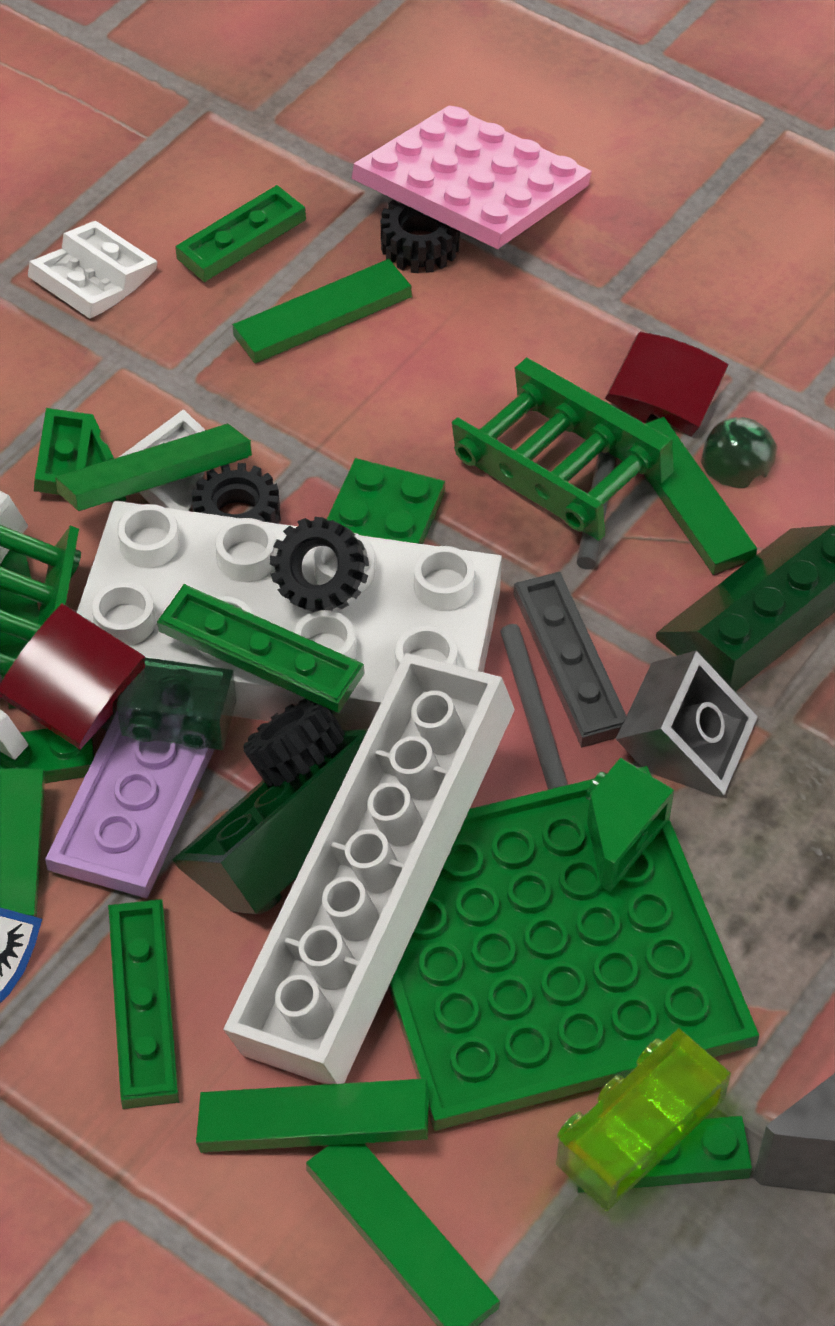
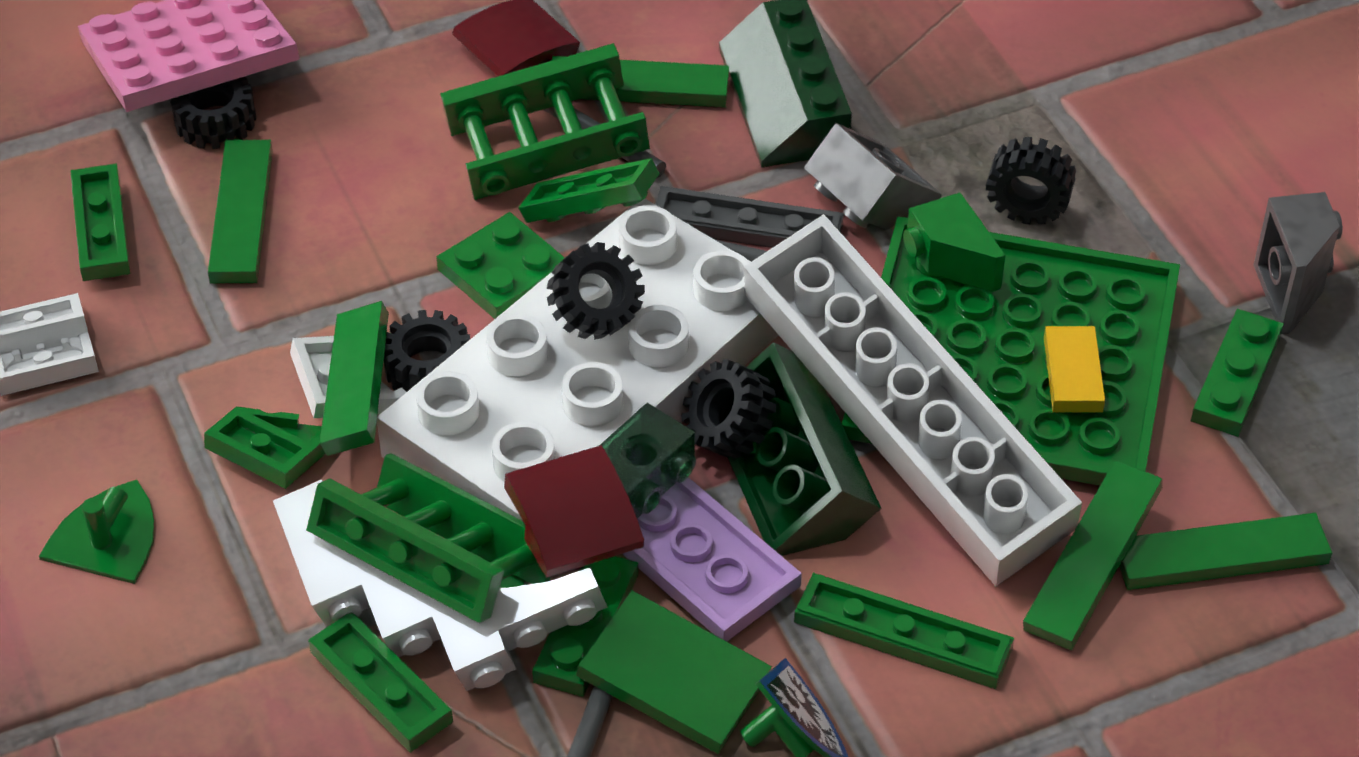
camera: 60 degrees left, 5 degrees down
(261, 648) = (645, 369): green tile -> none
(490, 518) = (589, 191): none -> green plate
(533, 996) = (1074, 369): none -> yellow tile
(641, 1117) = (1227, 349): clear neon green brick -> none
(738, 452) = (627, 27): clear green hair -> none
(768, 851) = (1033, 162): none -> black tyre

